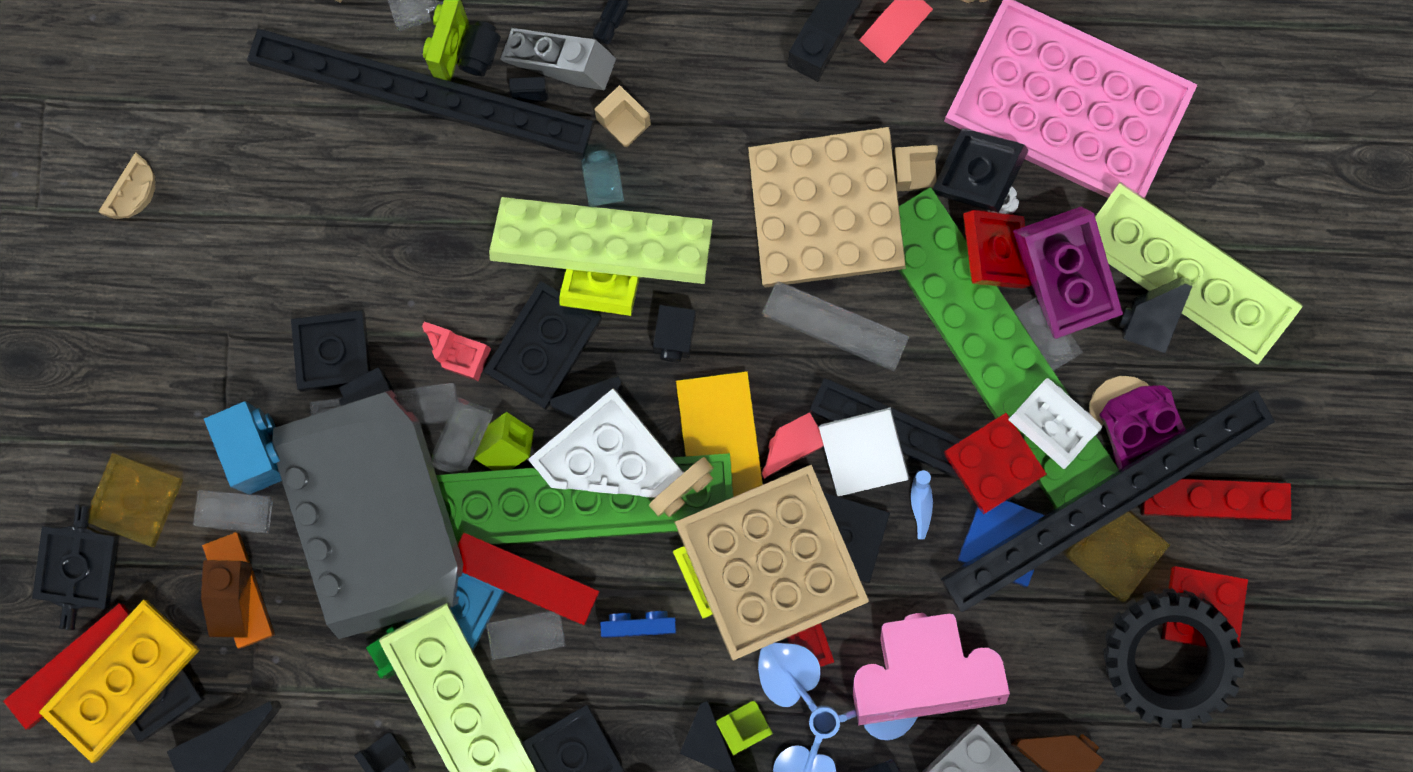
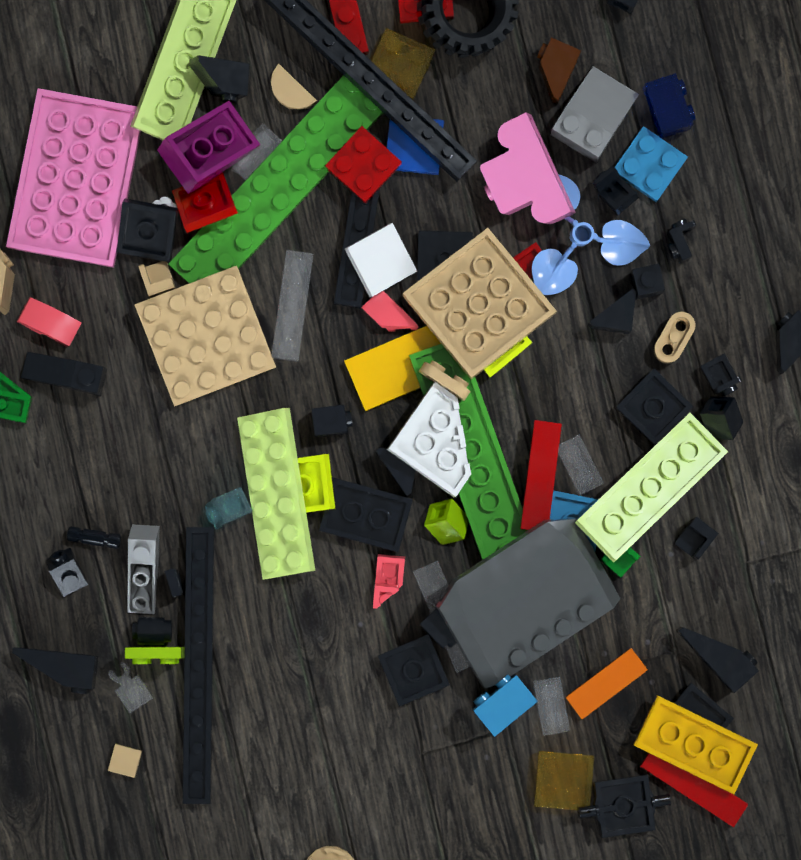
camera: 105 degrees left, 5 degrees up
(226, 597) = (615, 685): reddish brown slope -> none
(461, 437) = (450, 552): clear plate -> none
(622, 116) = (176, 506): tan panel -> none
(622, 626) = (545, 375): blue plate -> none
(744, 727) = (600, 292): lime panel -> none
(922, 501) = (403, 210): light blue bar -> none
(1055, 423) = (323, 128): white bracket -> none
(1140, 422) = (304, 69): magenta slope -> none

